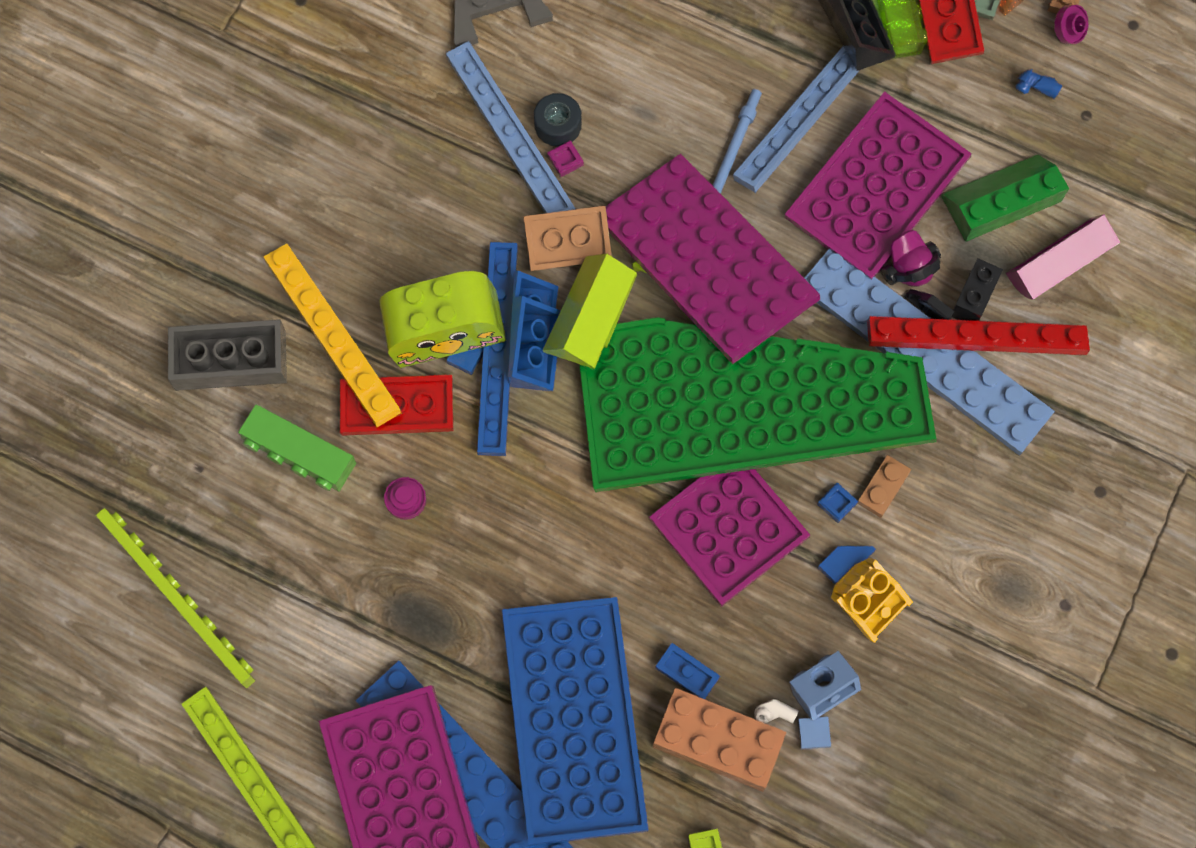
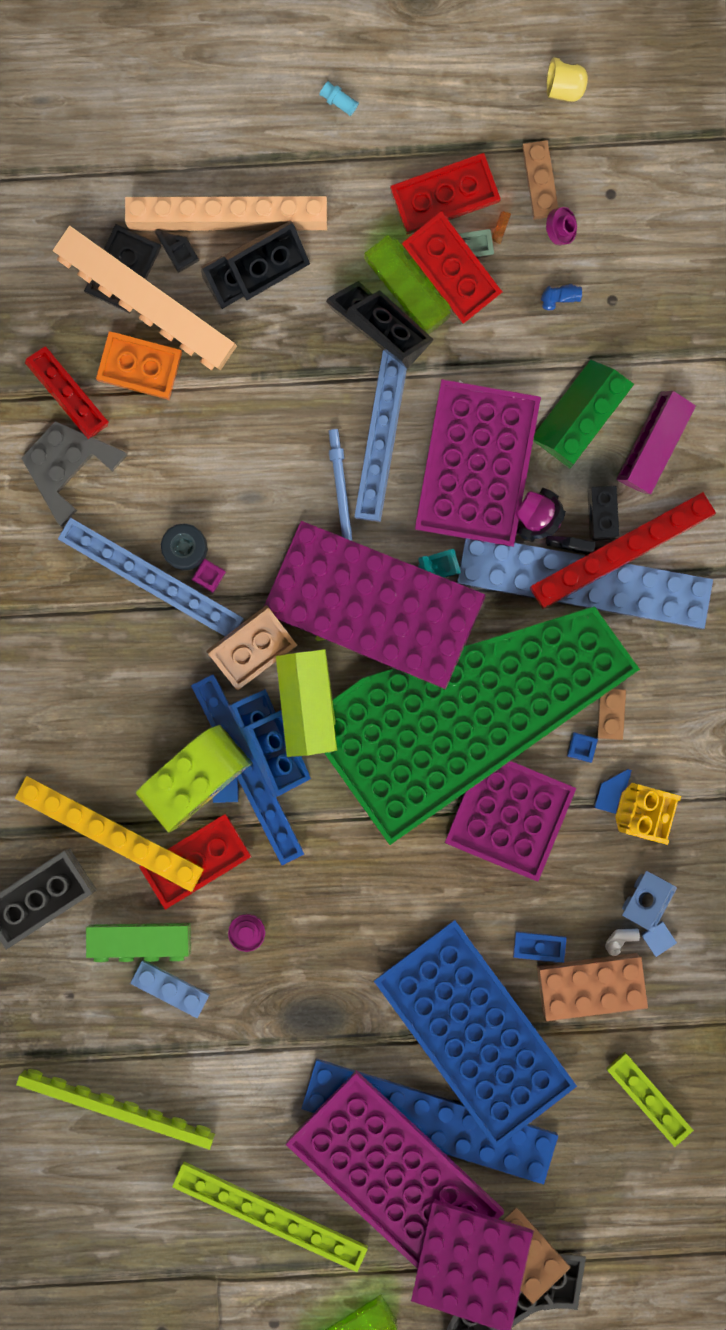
camera: 25 degrees left, 15 degrees up
(298, 513) = (170, 989): none -> medium blue plate
(797, 256) = (442, 564): none -> teal bracket

